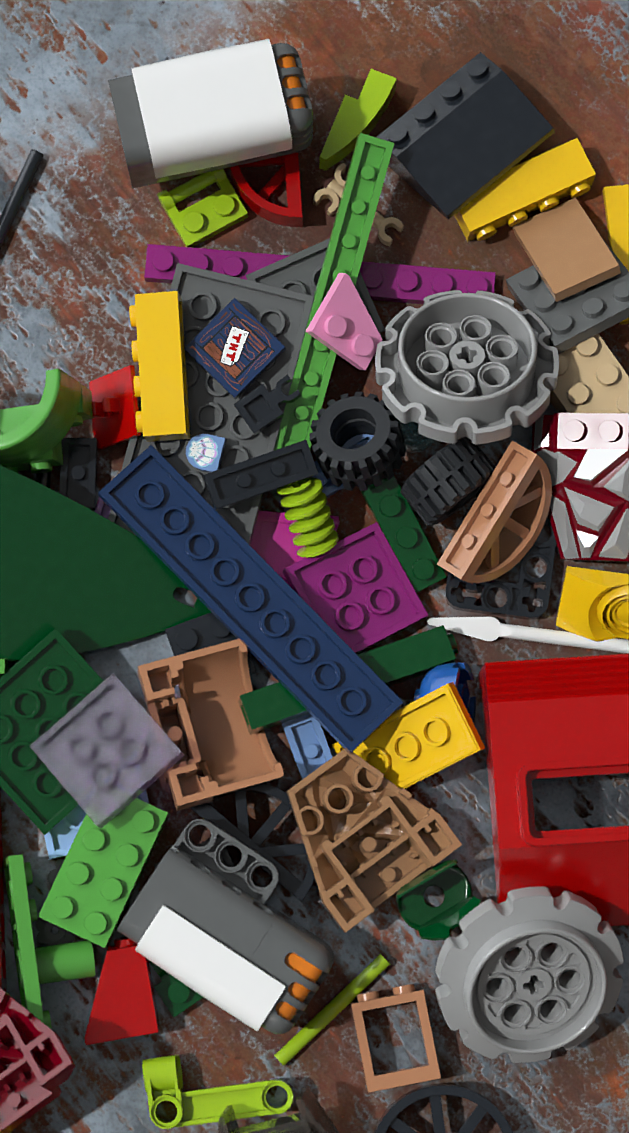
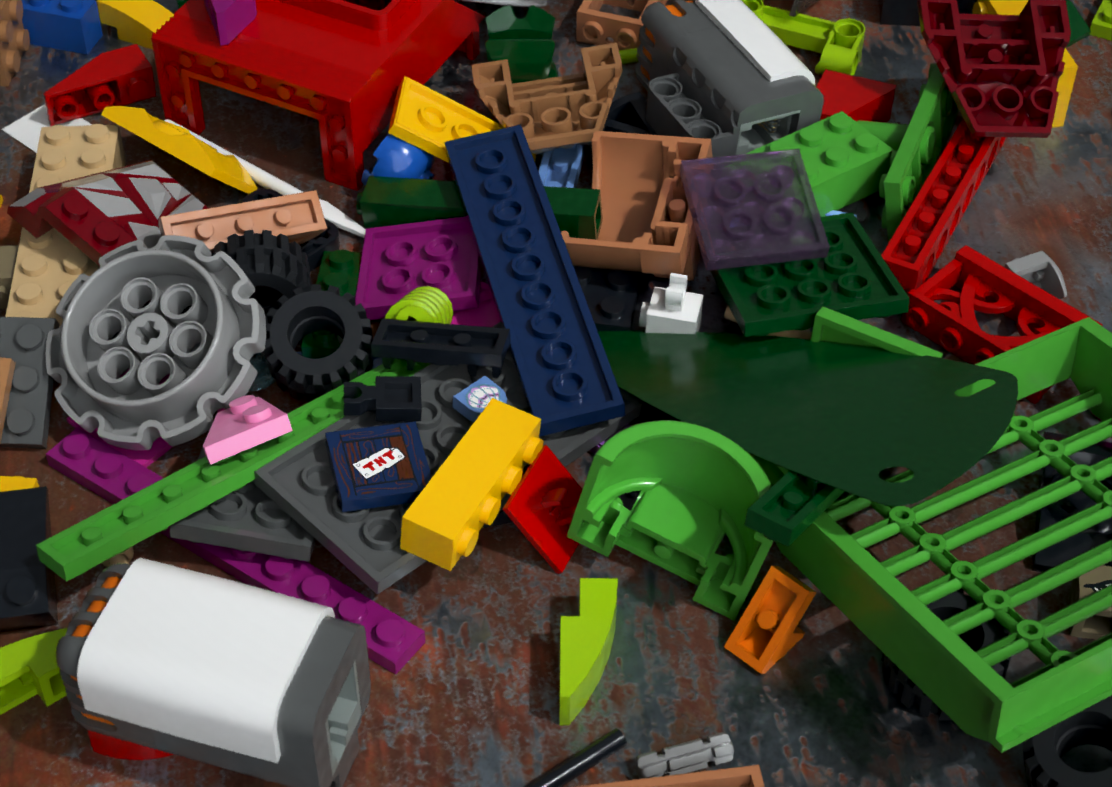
camera: 150 degrees left, 35 degrees down
(34, 322) = (586, 644): none -> lime slope
(134, 650) = (672, 309): none -> white brick

